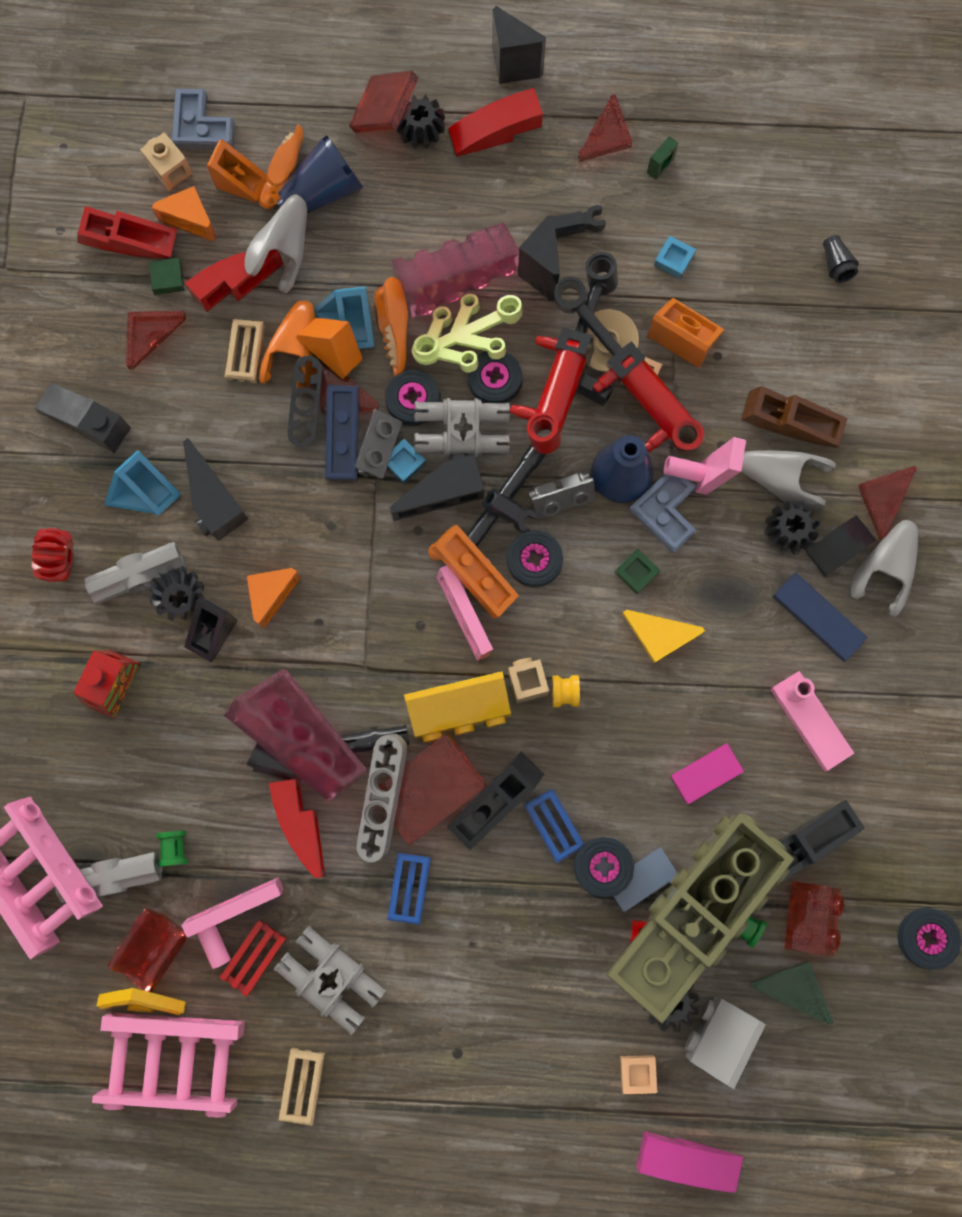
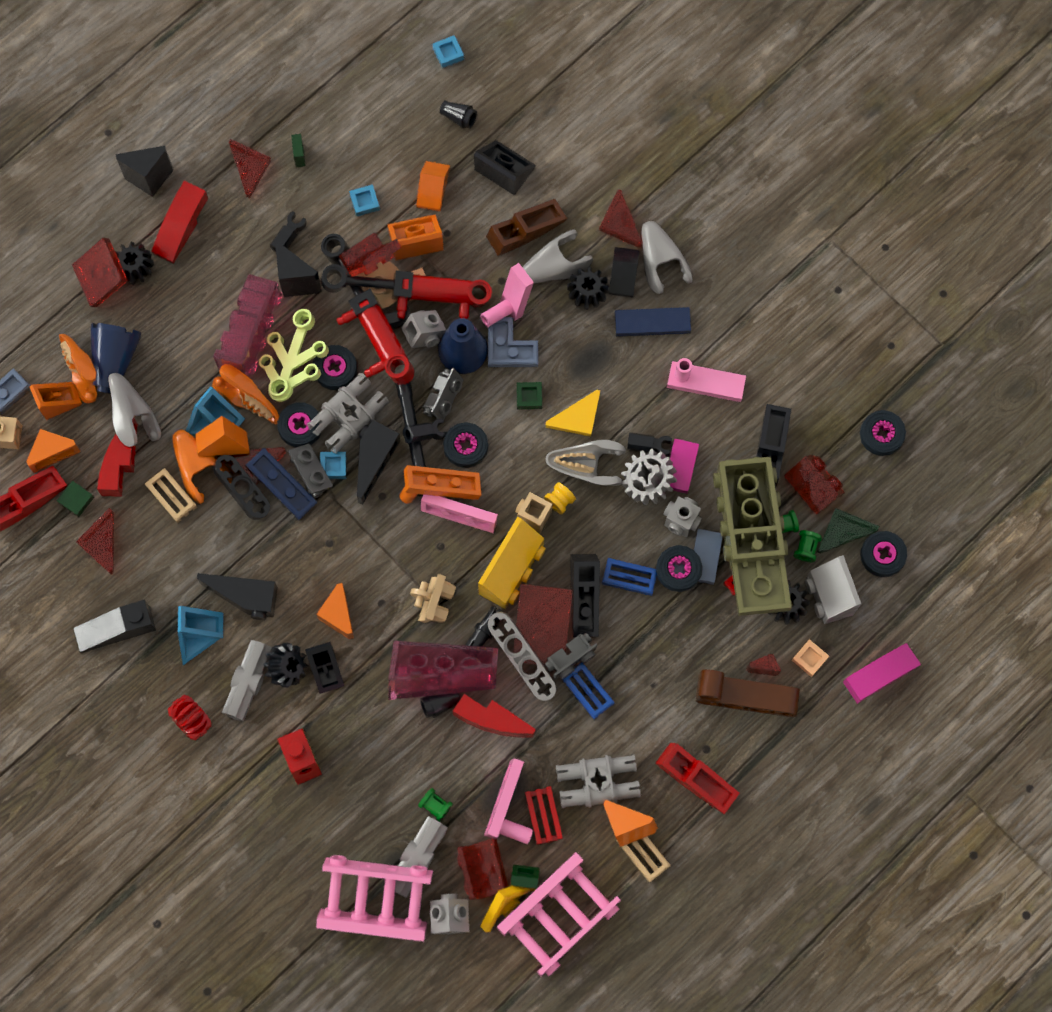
camera: 50 degrees left, 5 degrees down
(77, 960) = (449, 915): none -> light grey brick
(177, 996) = (525, 876): none -> dark green tile
(308, 1049) = (629, 824): none -> orange slope
(349, 673) = (437, 588): none -> tan hips
(410, 843) = (564, 663): none -> dark grey hinge
(419, 1073) = (697, 777): none -> red slope
(543, 1048) = (746, 695): none -> reddish brown beam
(589, 1038) = (766, 665): none -> clear red slope
(604, 419) = (423, 329): none -> light grey brick
(621, 678) = (582, 461): none -> light grey animal
(622, 301) = (368, 253): none -> clear red bracket
(645, 826) = (682, 525): none -> light grey brick
(667, 768) = (658, 479): none -> light grey gear
(697, 723) = (646, 442): none -> black bar
(745, 970) = (807, 546): none -> green bush
(748, 300) = (432, 186): none -> orange slope
(825, 1062) = (871, 557): none -> black bush
(830, 343) = (502, 166): none -> black slope
(888, 196) = (448, 51): none -> dark azure tile

